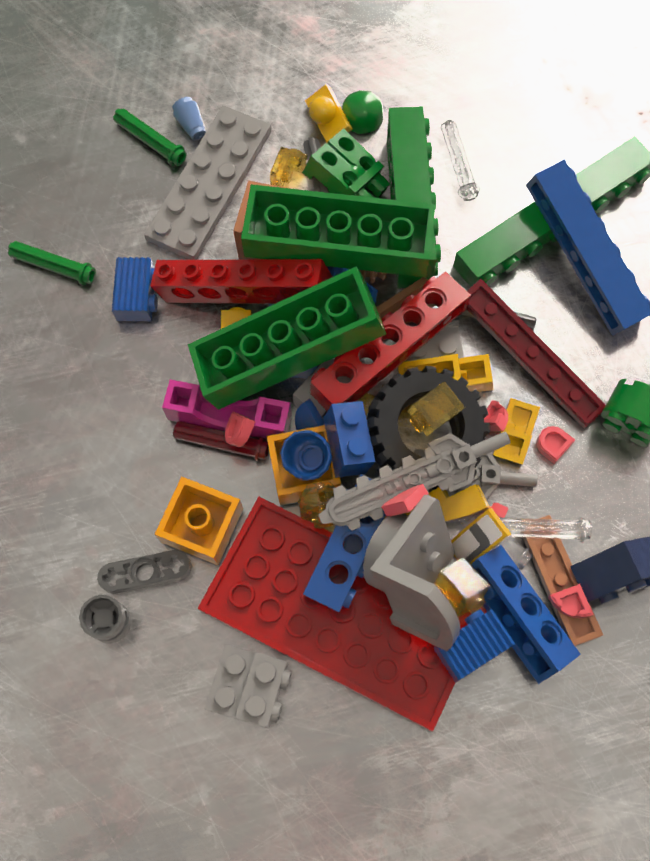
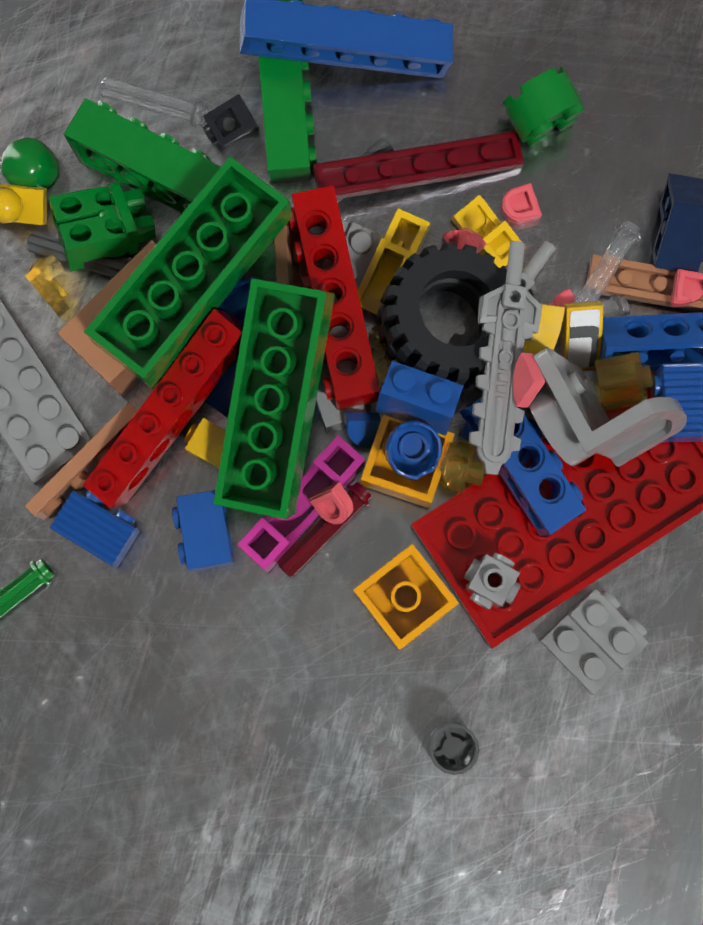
camera: 60 degrees left, 10 degrees up
(123, 584) = (419, 712): dark grey beam -> none
(140, 247) = (75, 473): none -> nougat plate
(168, 359) = (204, 532): none -> blue brick
(249, 585) = (478, 585): none -> light grey brick
(435, 409) = (452, 294): clear yellow brick -> none
(472, 203) = (235, 109): none -> black brick

